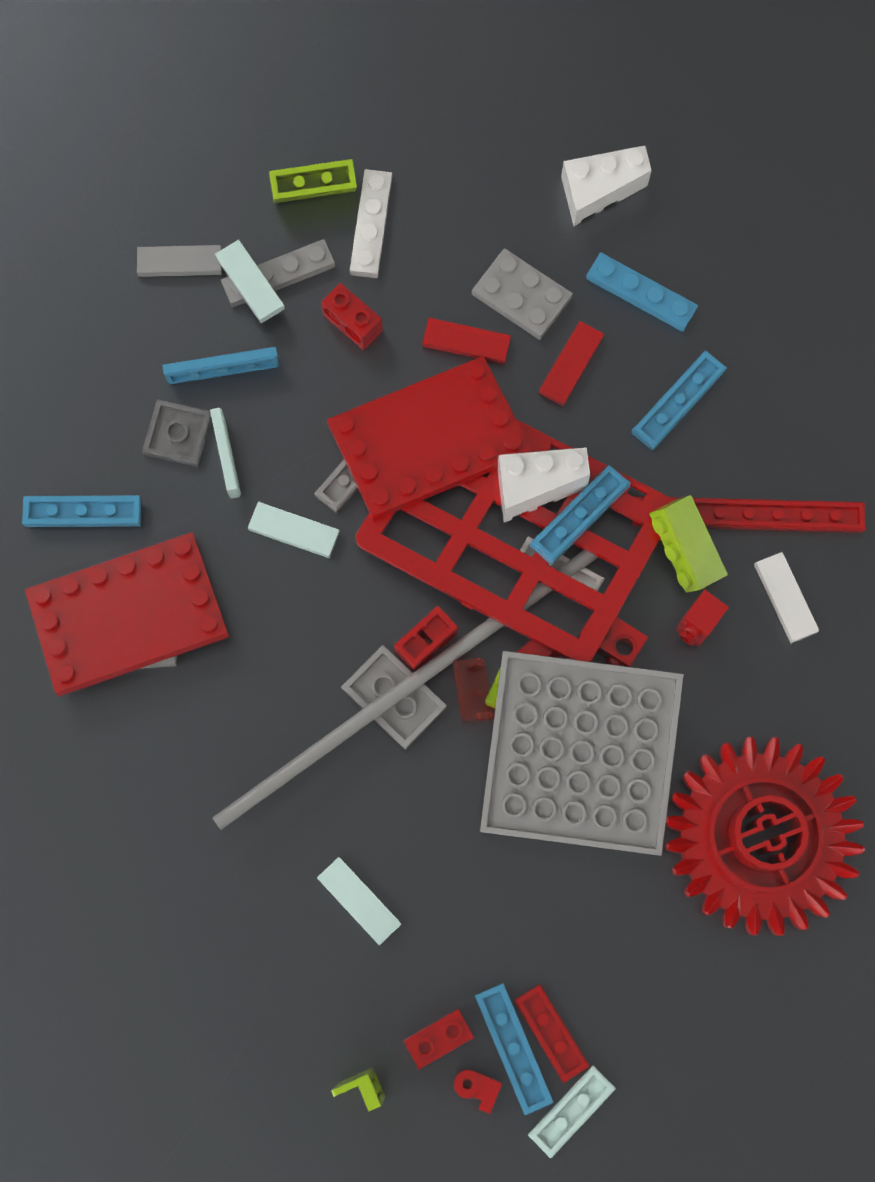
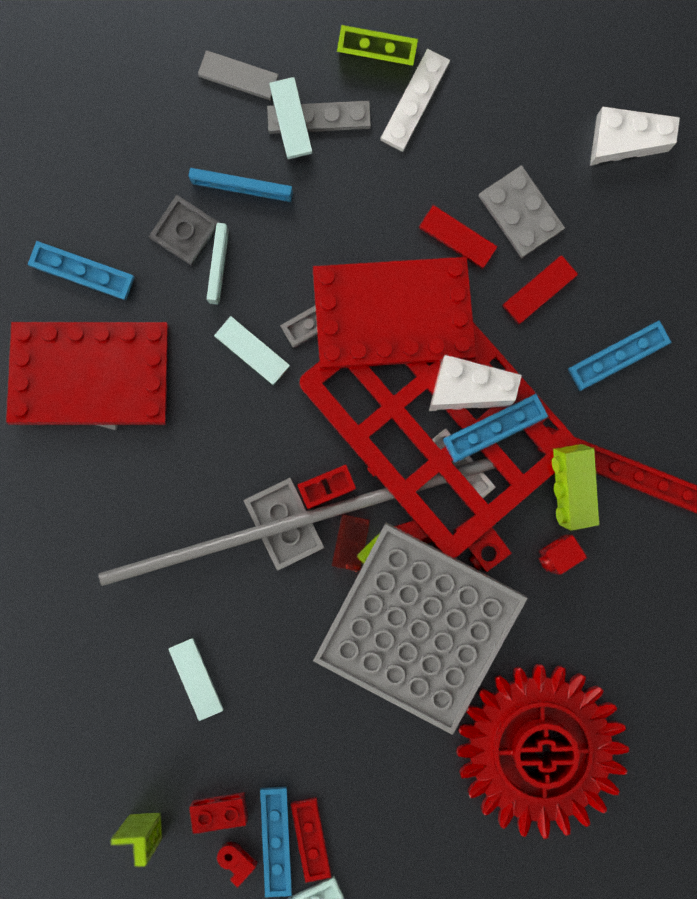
camera: 20 degrees right, 10 degrees up
(352, 316) = (367, 181): red brick -> none
(641, 292) = (625, 247): dark azure plate -> none
(786, 597) = (641, 559): white tile -> none

